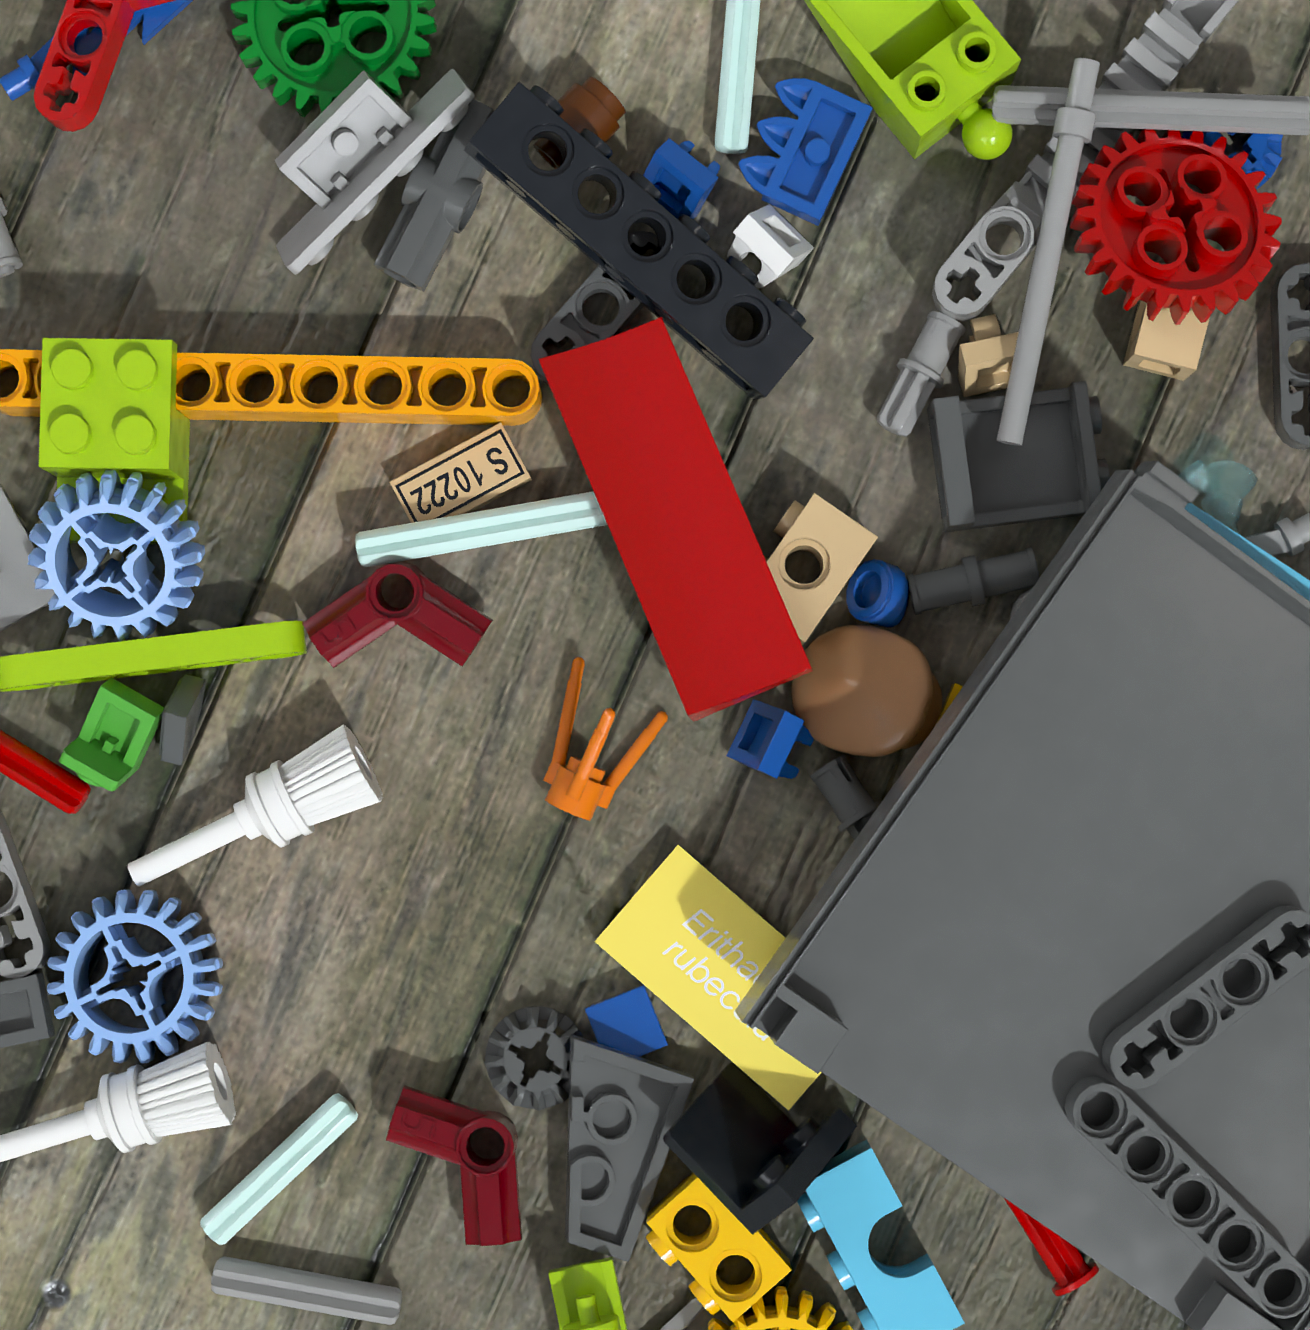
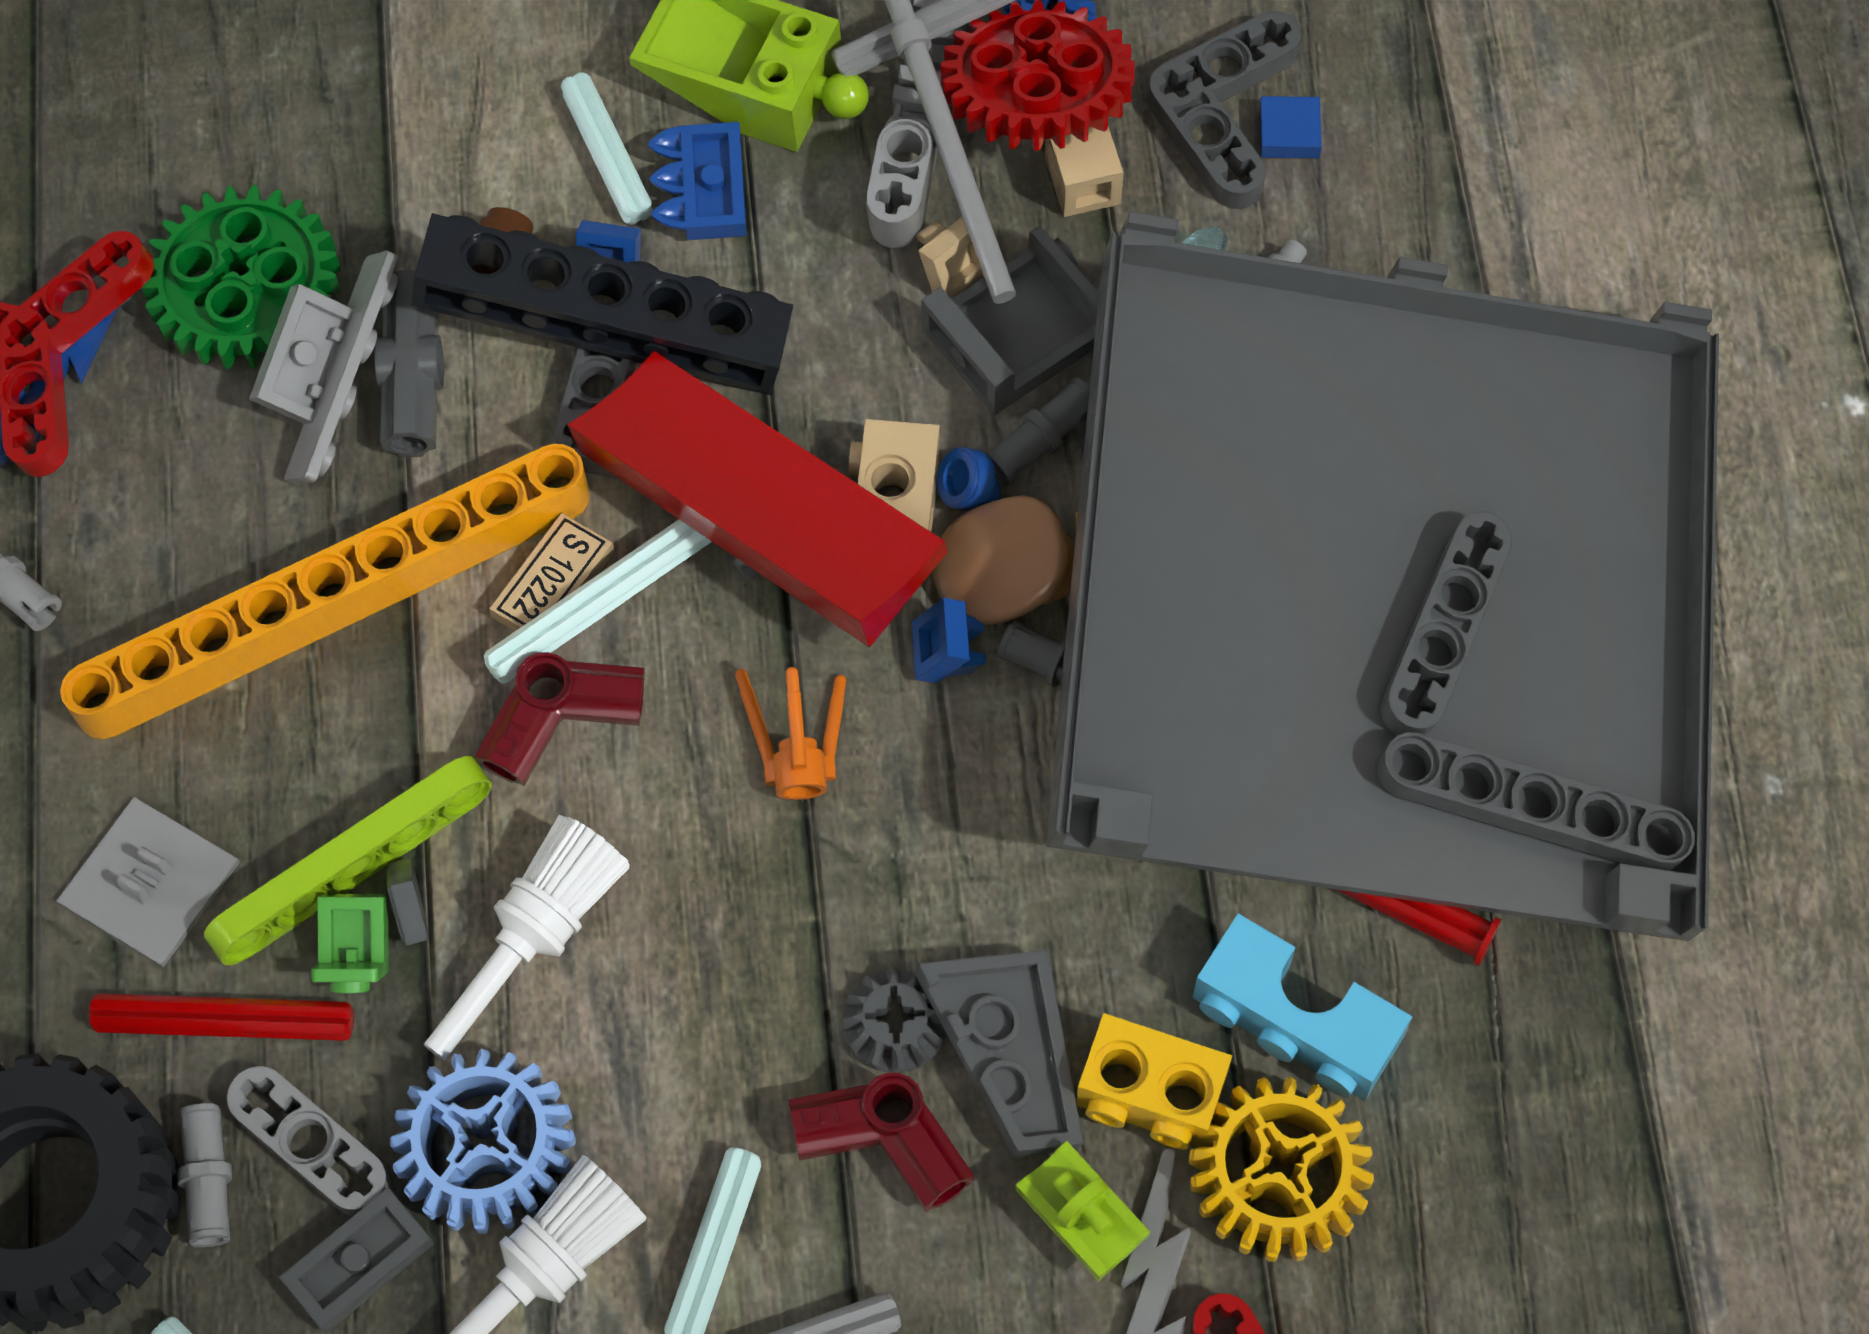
camera: 35 degrees left, 20 degrees down
(113, 410) = (223, 691): lime bracket -> none
(144, 596) = (249, 830): light blue gear -> none
(627, 1022) = (959, 936): blue tile -> none
(701, 956) = (987, 854): light yellow tile -> none
(751, 1149) = (1131, 980): black bracket -> none
(772, 241) = (727, 264): white tile -> none
(920, 373) = (899, 299): light grey axle -> none

